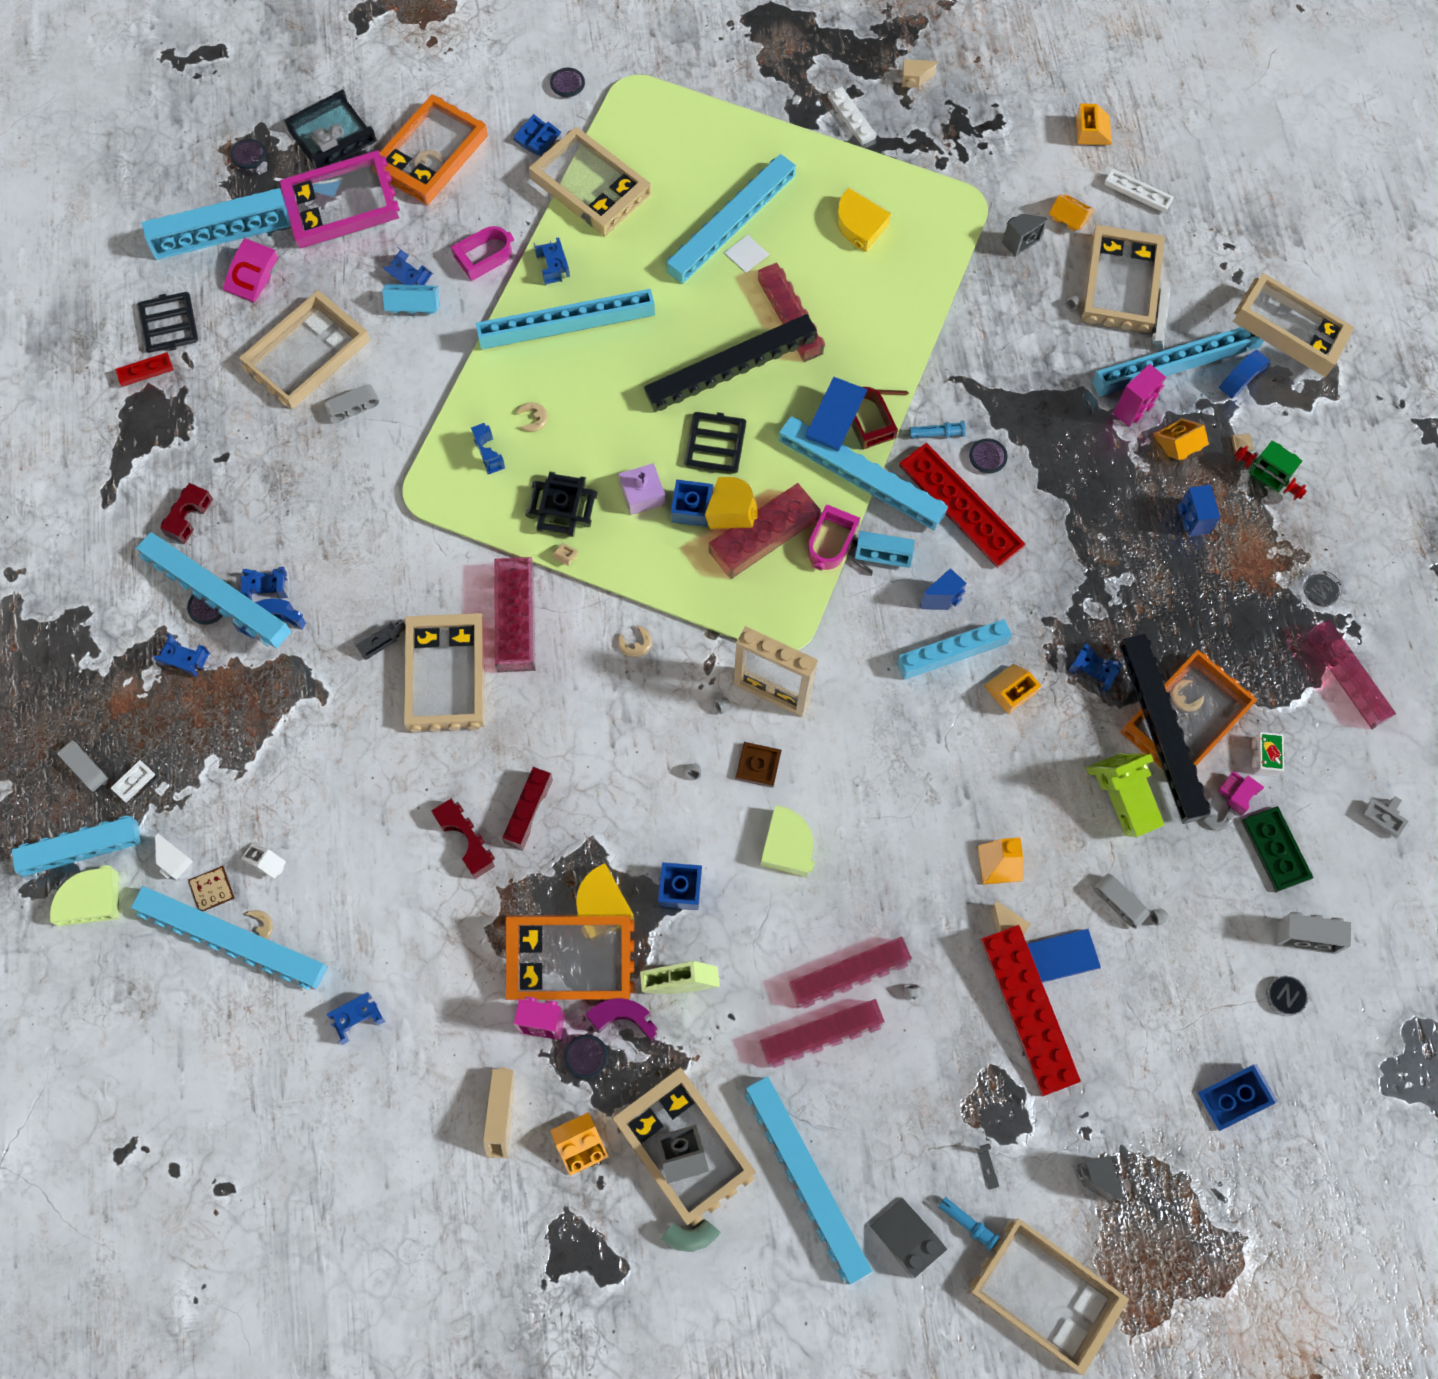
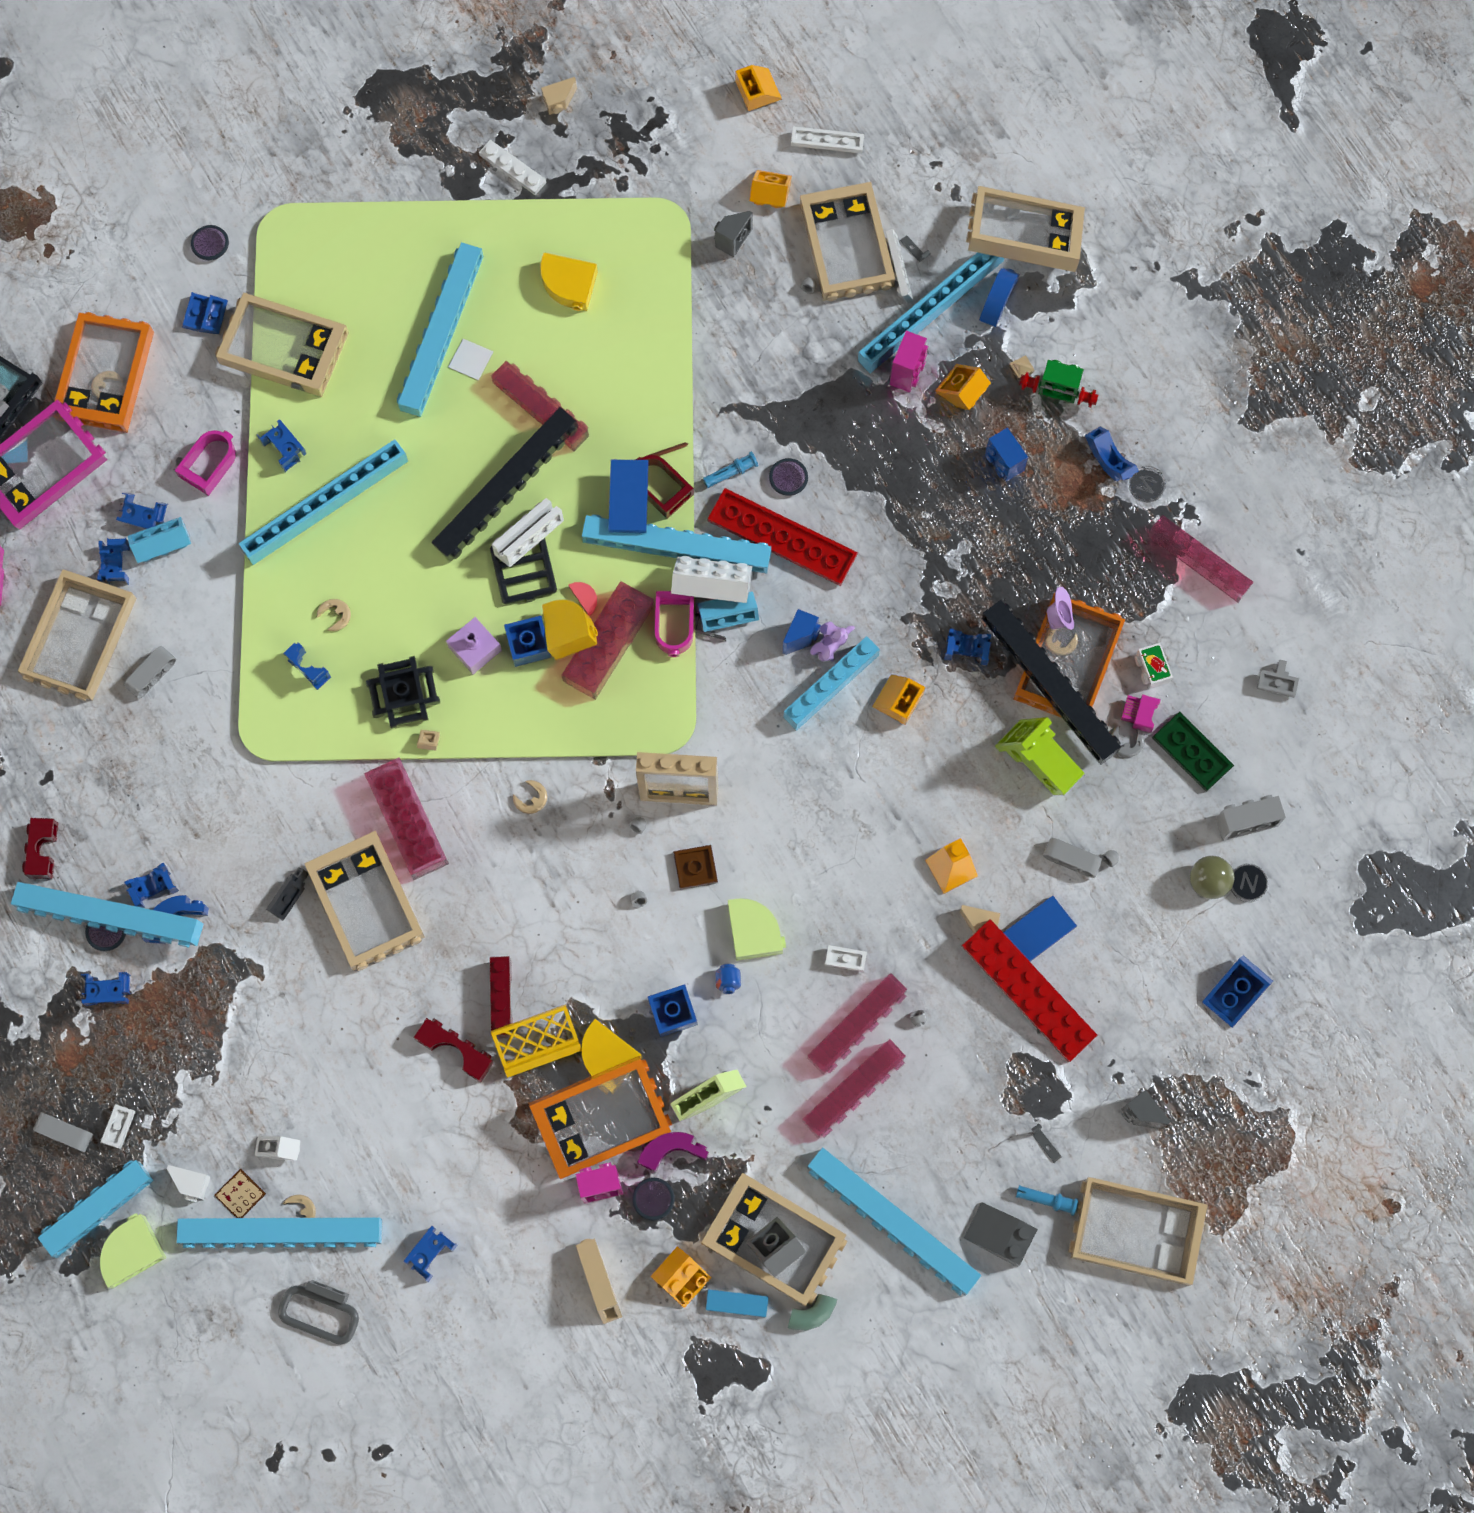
camera: 20 degrees left, 5 degrees up
(243, 1017) = (325, 1295): none -> dark grey bar
(364, 301) = (112, 562): none -> blue piece
(545, 877) = (545, 1054): none -> yellow fence
(622, 1193) = (737, 1303): none -> dark azure tile
(732, 411) = (527, 532): none -> white brick
(745, 878) = (728, 978): none -> blue head
(761, 486) = (585, 595): none -> coral tile
(864, 906) = (845, 958): none -> white plate
(881, 513) = (711, 579): none -> white brick
(969, 611) = (832, 639): none -> lavender animal
(1184, 315) = (917, 253): none -> dark grey piece
(1198, 667) = (1061, 611): none -> lavender piece
(1253, 975) = (1212, 877): none -> olive piece
(1295, 548) = (1108, 456): none -> blue arch

